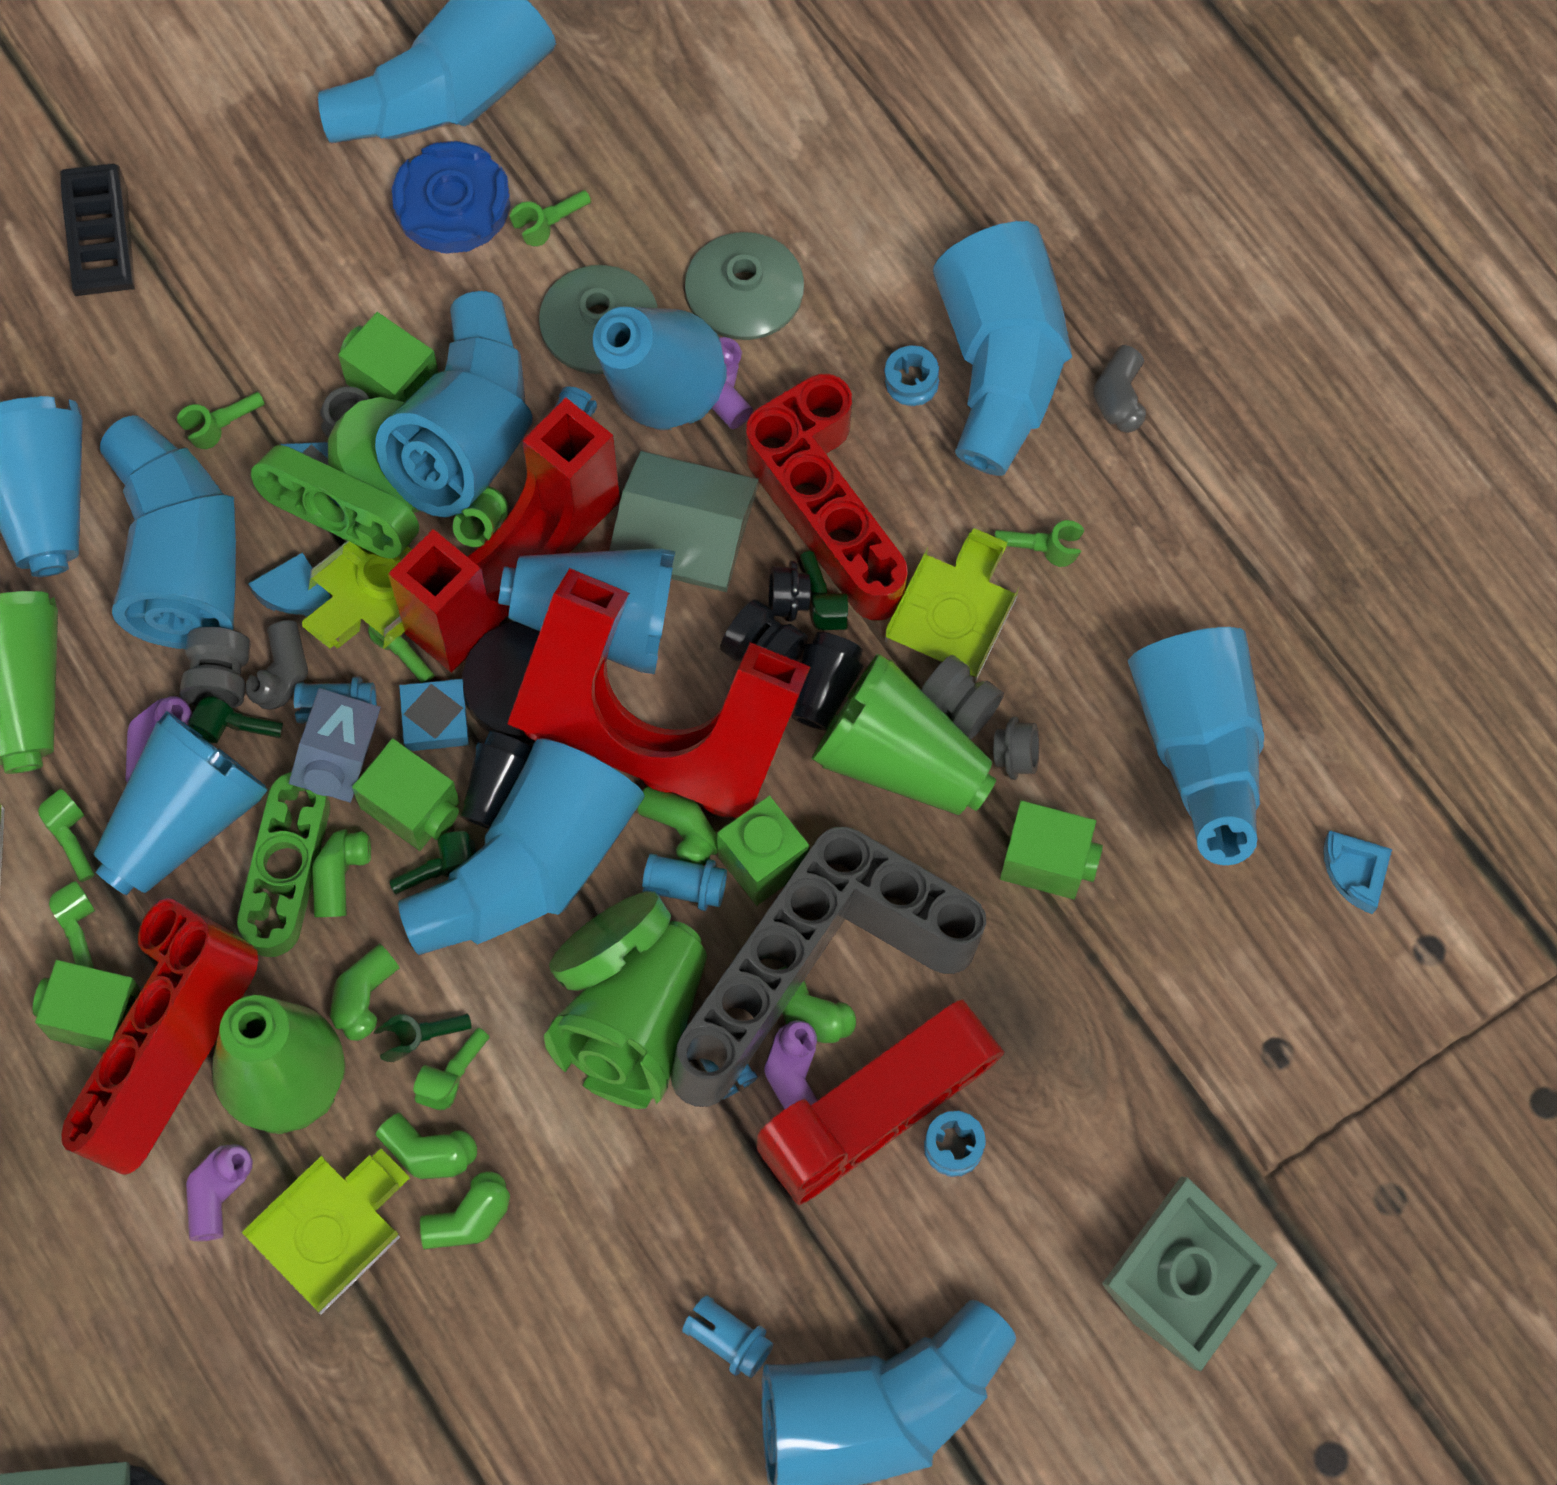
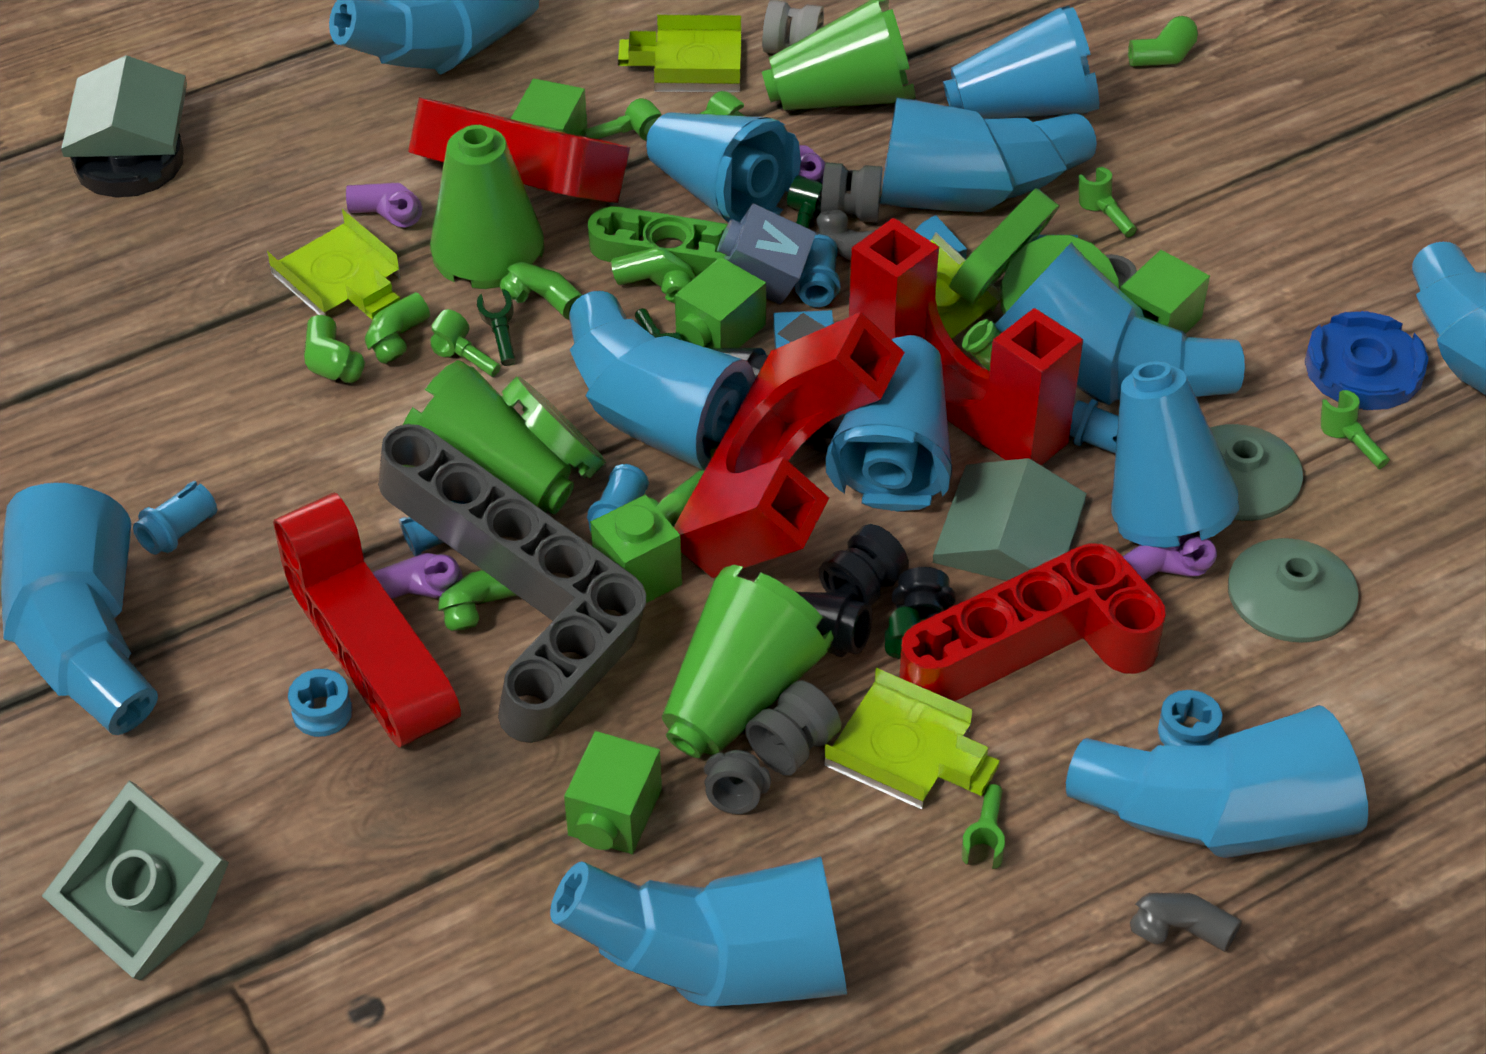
camera: 95 degrees right, 20 degrees down
(89, 193) = (1312, 123): black slope -> none

